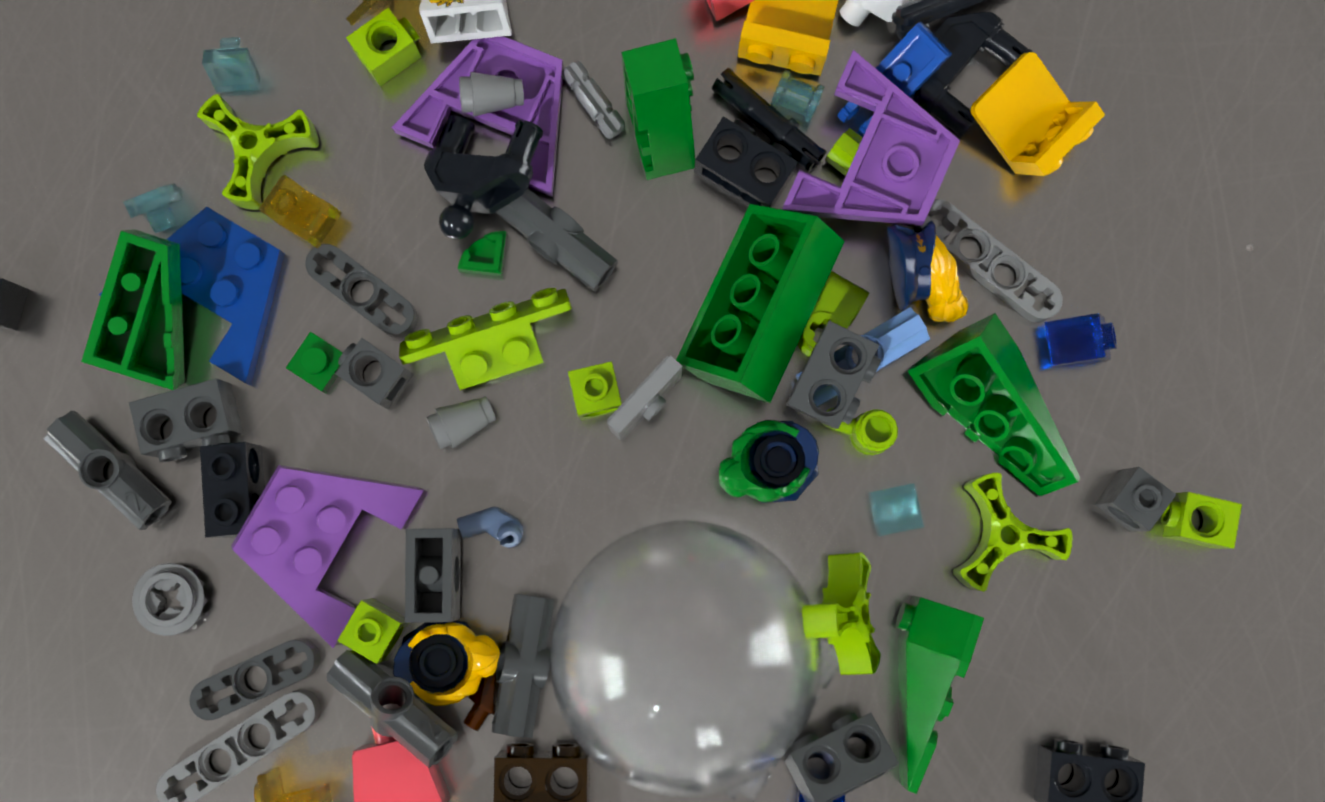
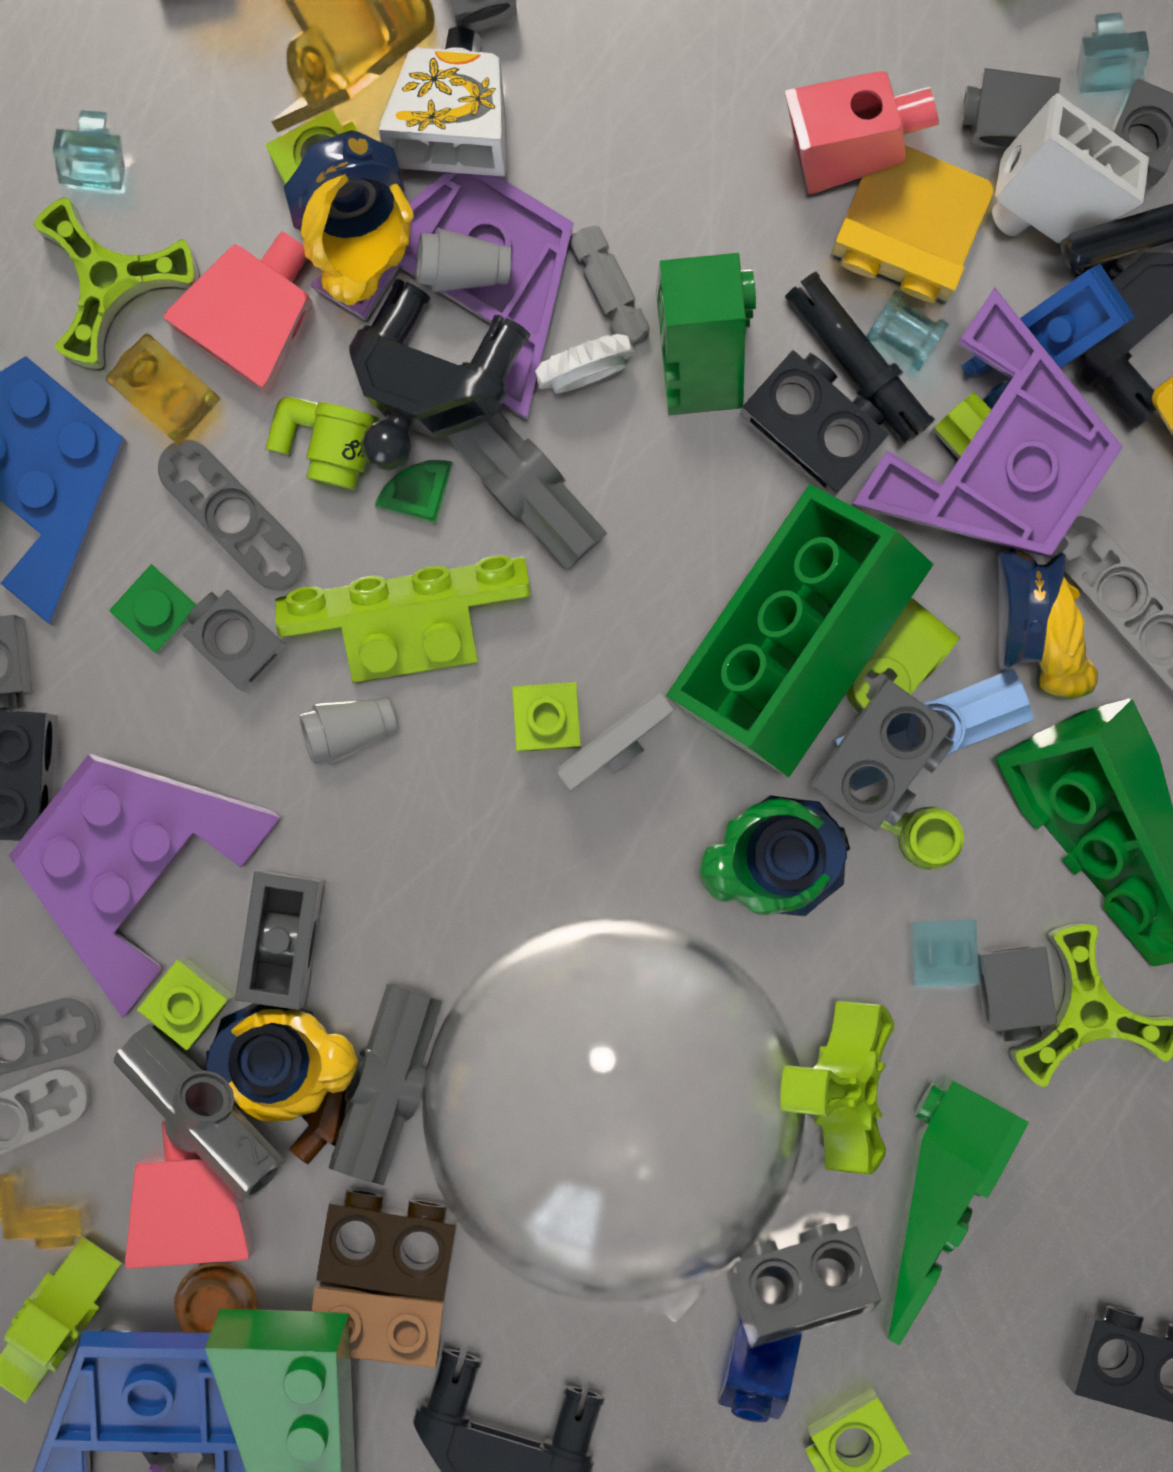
camera: 10 degrees right, 5 degrees up
(351, 152) = (247, 310): none -> coral torso
(408, 70) = (350, 213): none -> piece
(423, 232) = (334, 442): none -> lime piece
(494, 522) = (373, 878): sand blue arm -> none
(584, 149) = (585, 363): none -> white gear
(952, 528) = (1016, 991): none -> dark grey brick

